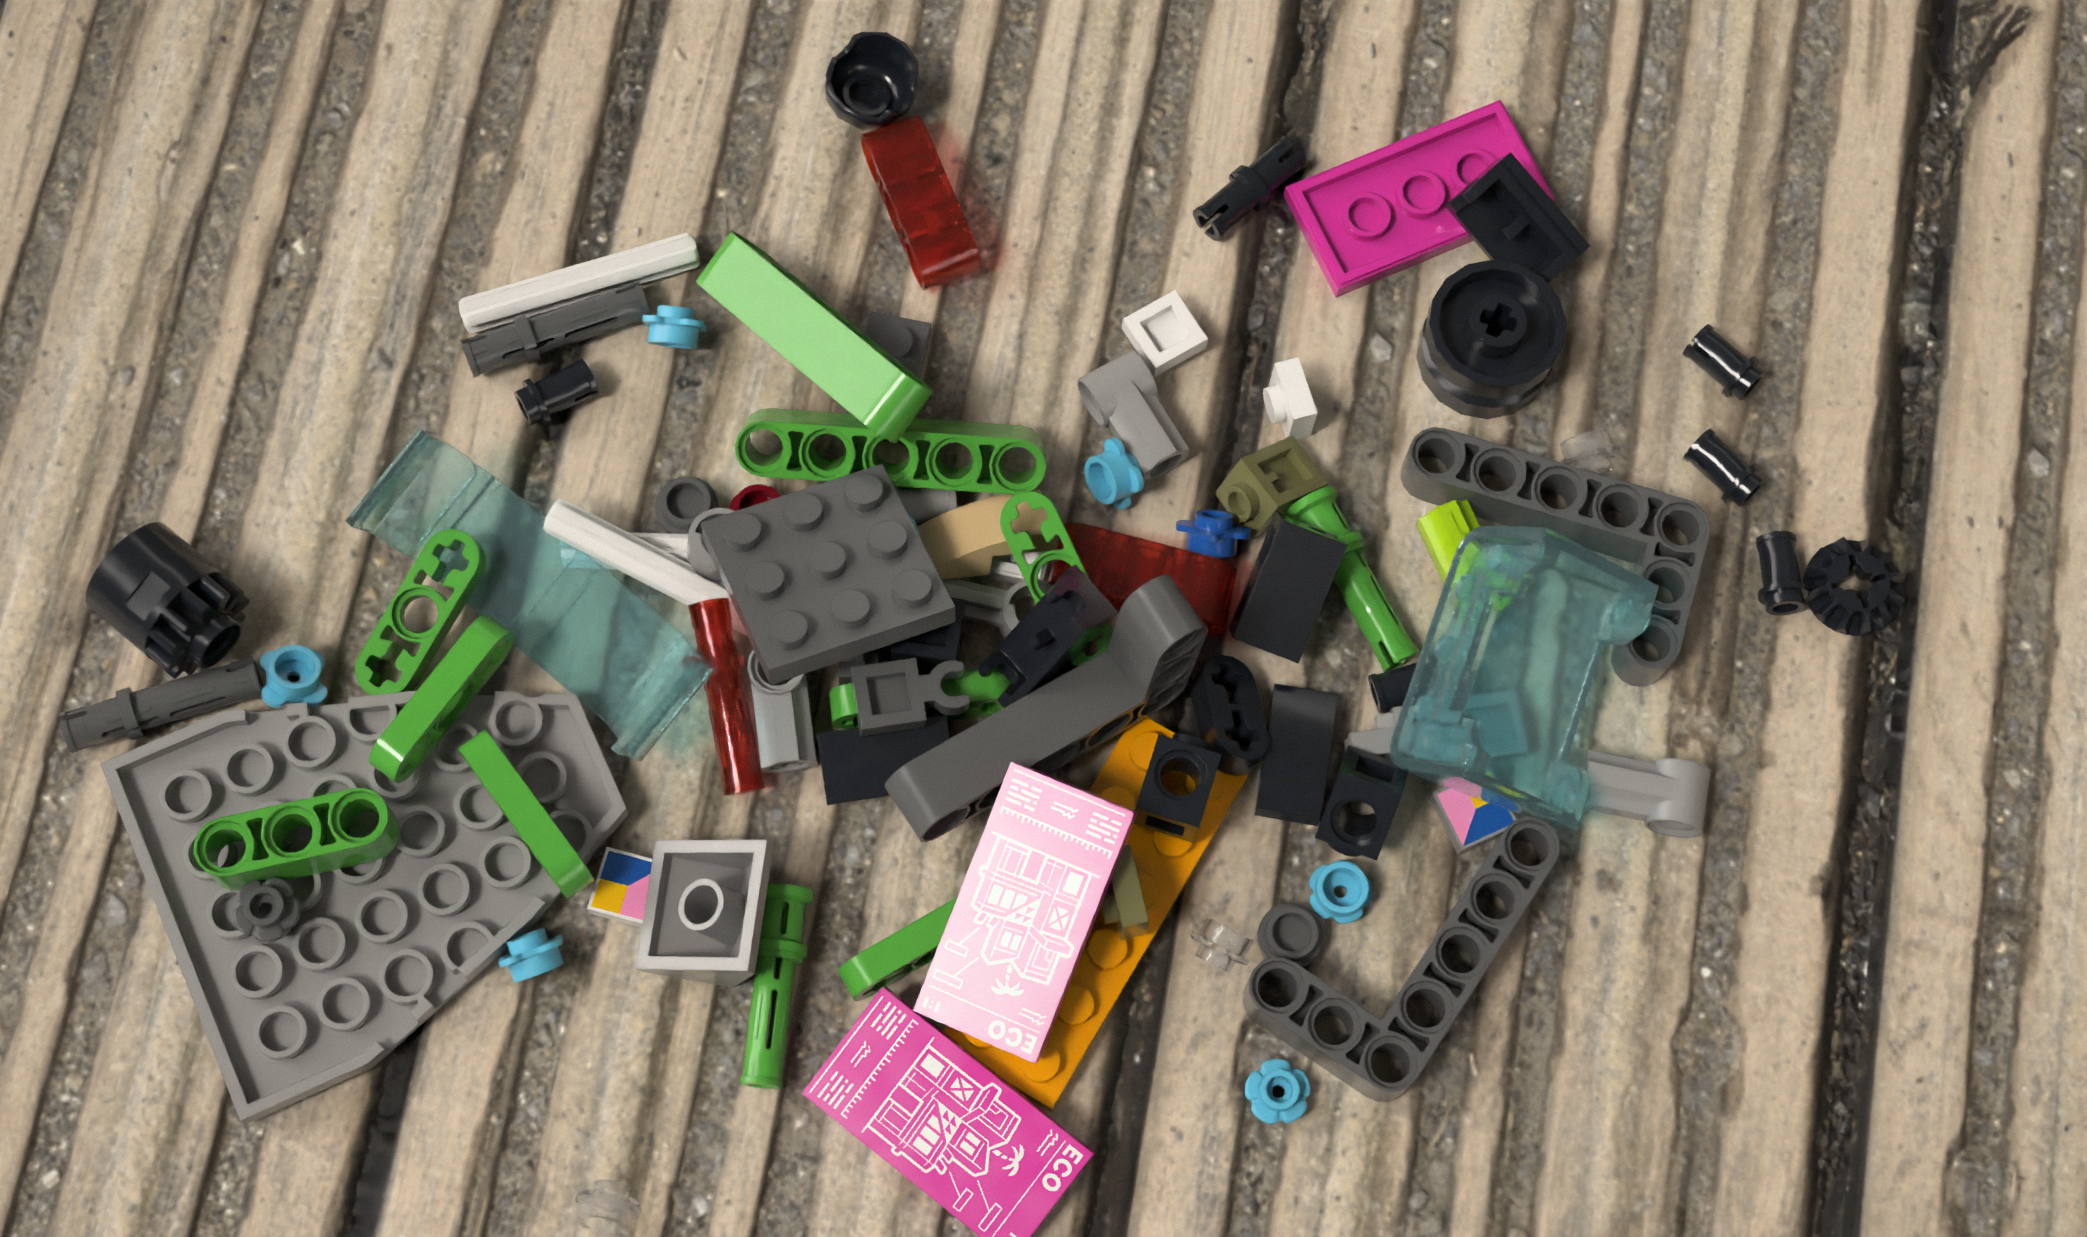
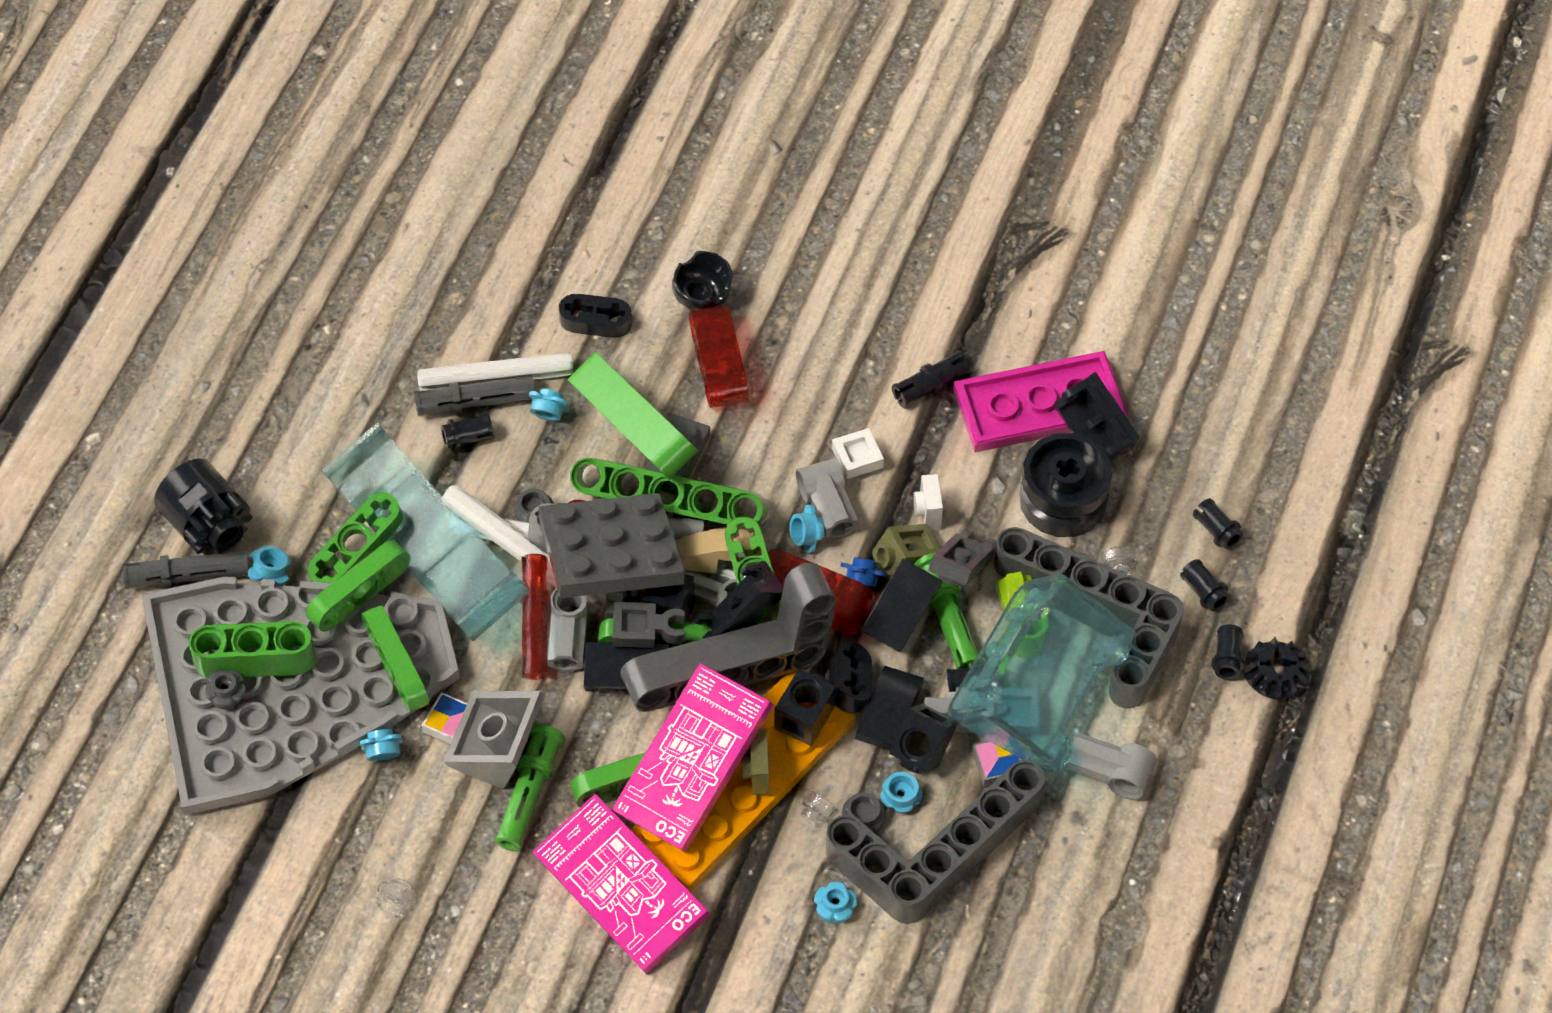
camera: 15 degrees right, 15 degrees down
(715, 160) = (595, 315): none -> black beam
(1366, 496) = (962, 558): none -> dark grey hinge

